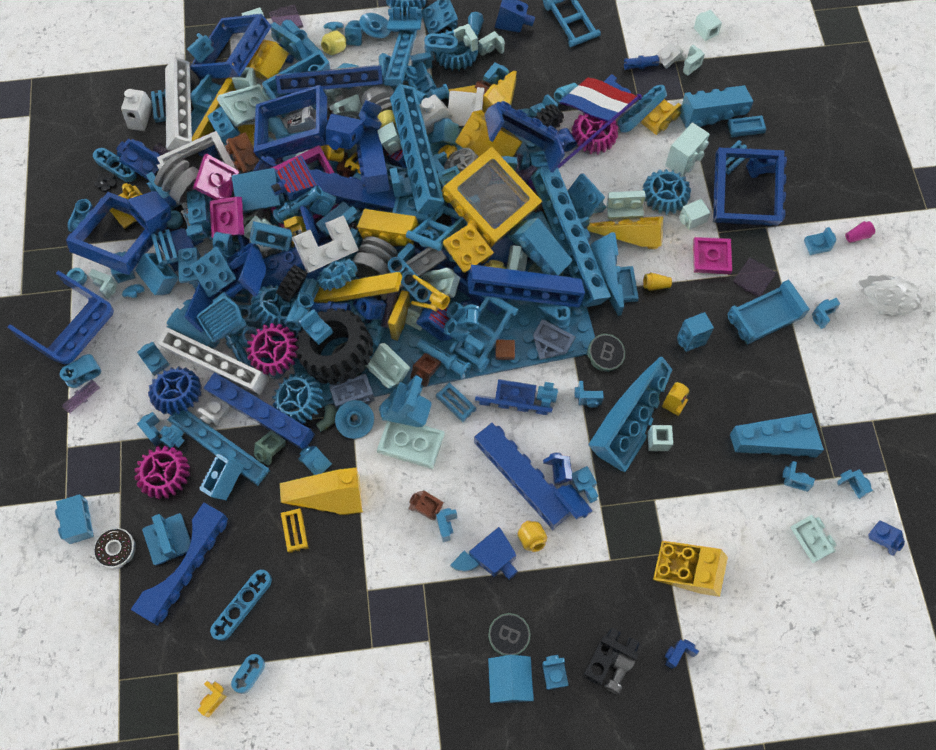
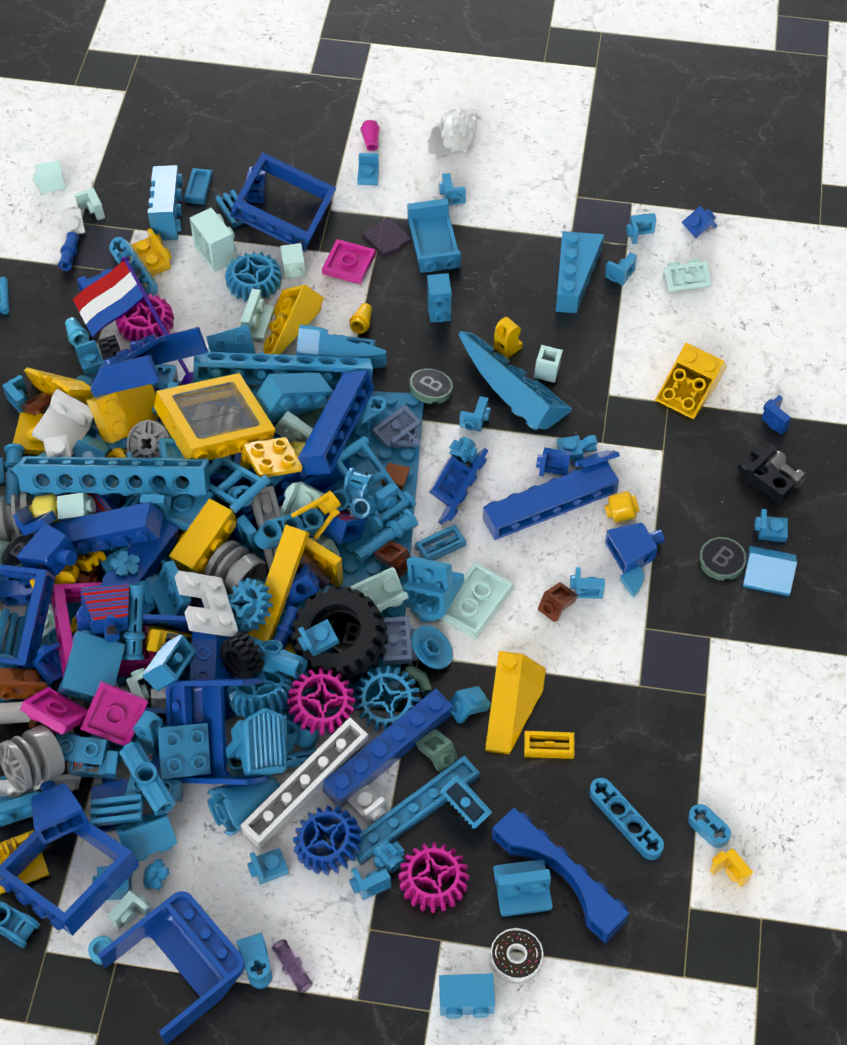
camera: 75 degrees left, 10 degrees down
(193, 248) = (153, 789): none -> dark azure piece
(344, 182) = (125, 564): none -> dark azure plant

